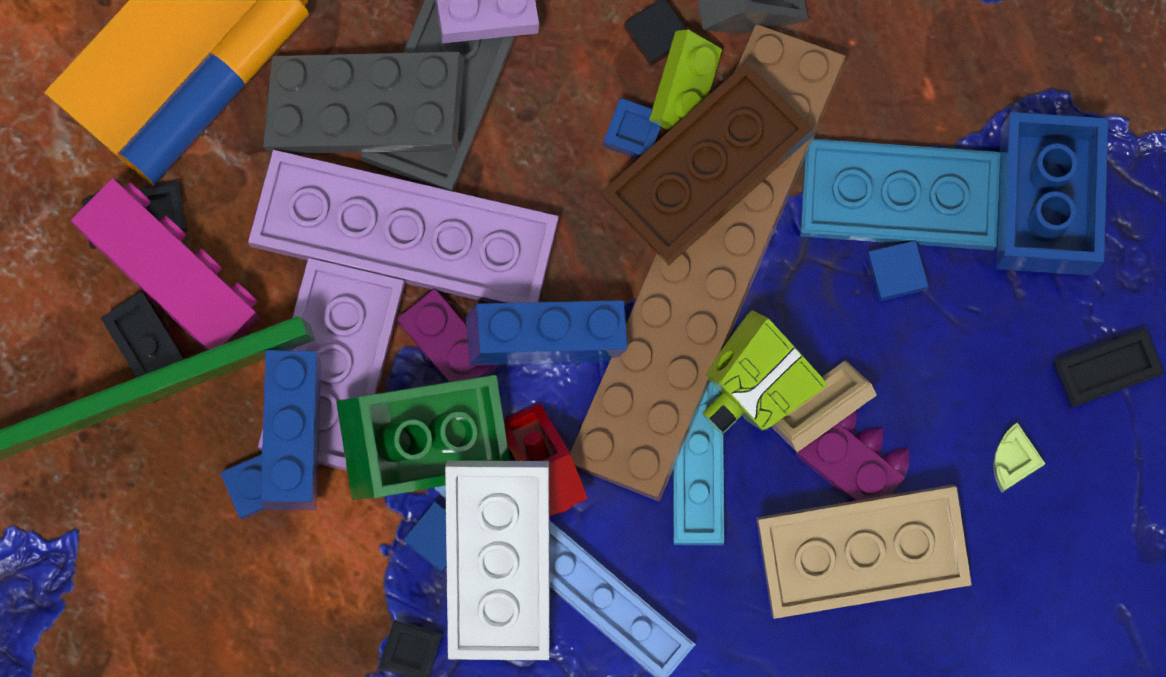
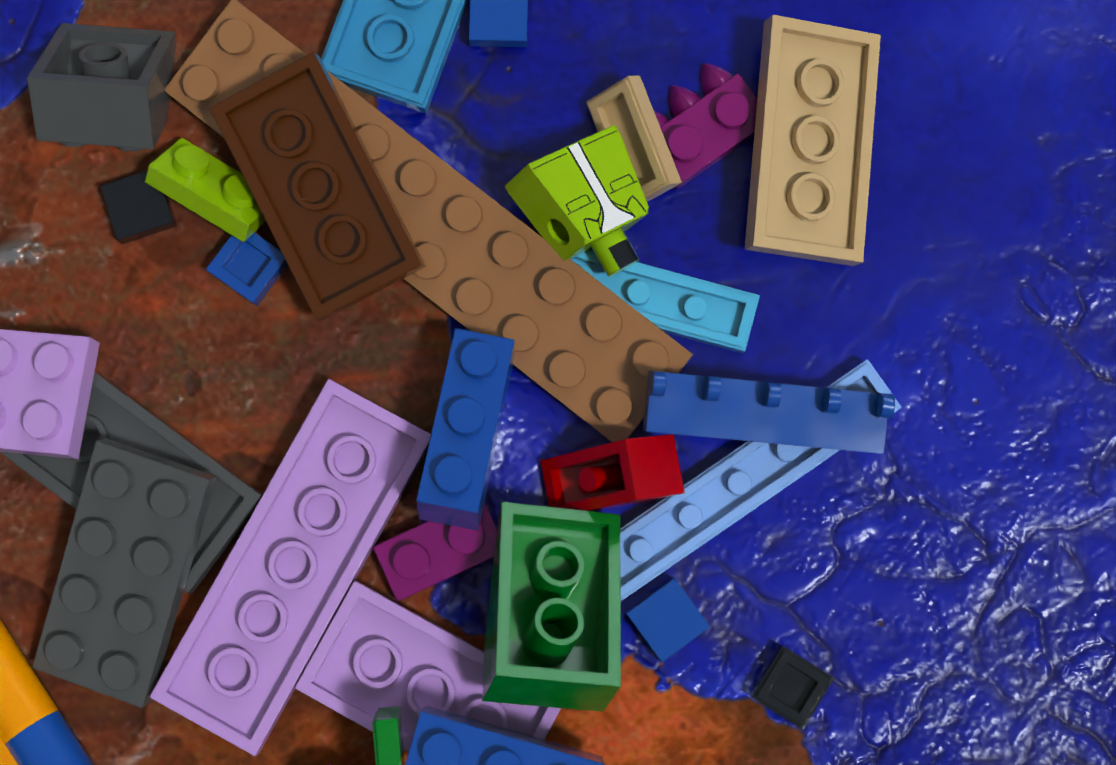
camera: 70 degrees left, 5 degrees up
(498, 560) = (721, 557): white plate -> none
(626, 567) = (767, 412): none -> blue hinge

